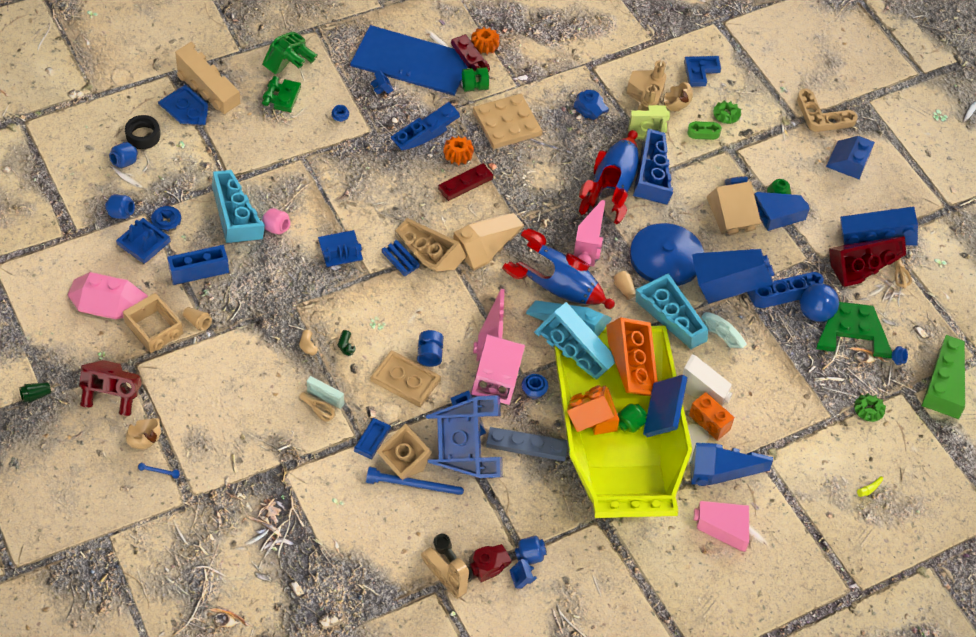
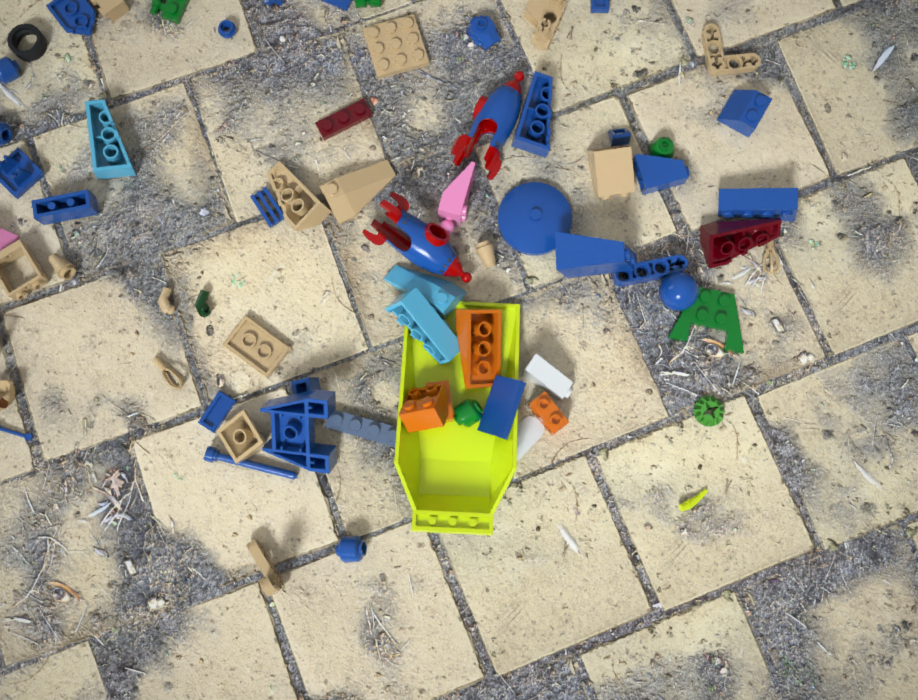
camera: 10 degrees right, 25 degrees up
(166, 212) = (34, 147): blue gear -> none
(276, 221) = (148, 158): bright pink head -> none
(325, 392) = (175, 360): light aqua tile -> none
(340, 248) = (209, 192): blue hinge -> none
(427, 129) = (311, 54): blue slope -> none
(430, 348) = (282, 317): blue wheel -> none
(443, 545) = (271, 534): pearl dark grey bar -> none
(458, 150) = (333, 79): orange gear -> none
(489, 561) = (309, 557): dark red hand -> none
(493, 324) = (344, 305): bright pink wedge -> none
(498, 368) = (340, 355): bright pink slope -> none
(522, 574) = (339, 574): blue tile -> none
(534, 386) = (373, 368): blue cone -> none
(653, 118) = (542, 61): yellowish green plate -> none
(672, 309) = (526, 285): medium azure wedge -> none
(678, 97) = (576, 28): tan hair -> none
(704, 130) = (597, 69): bright green beam -> none
(715, 465) = (540, 471): blue wedge -> none
(723, 116) = (619, 52): bright green gear -> none
(724, 330) = (576, 315): light aqua tile -> none
(724, 522) = (542, 532): bright pink slope -> none
(900, 355) = (750, 355): blue plate -> none
(947, 381) = (793, 387): bright green wedge -> none

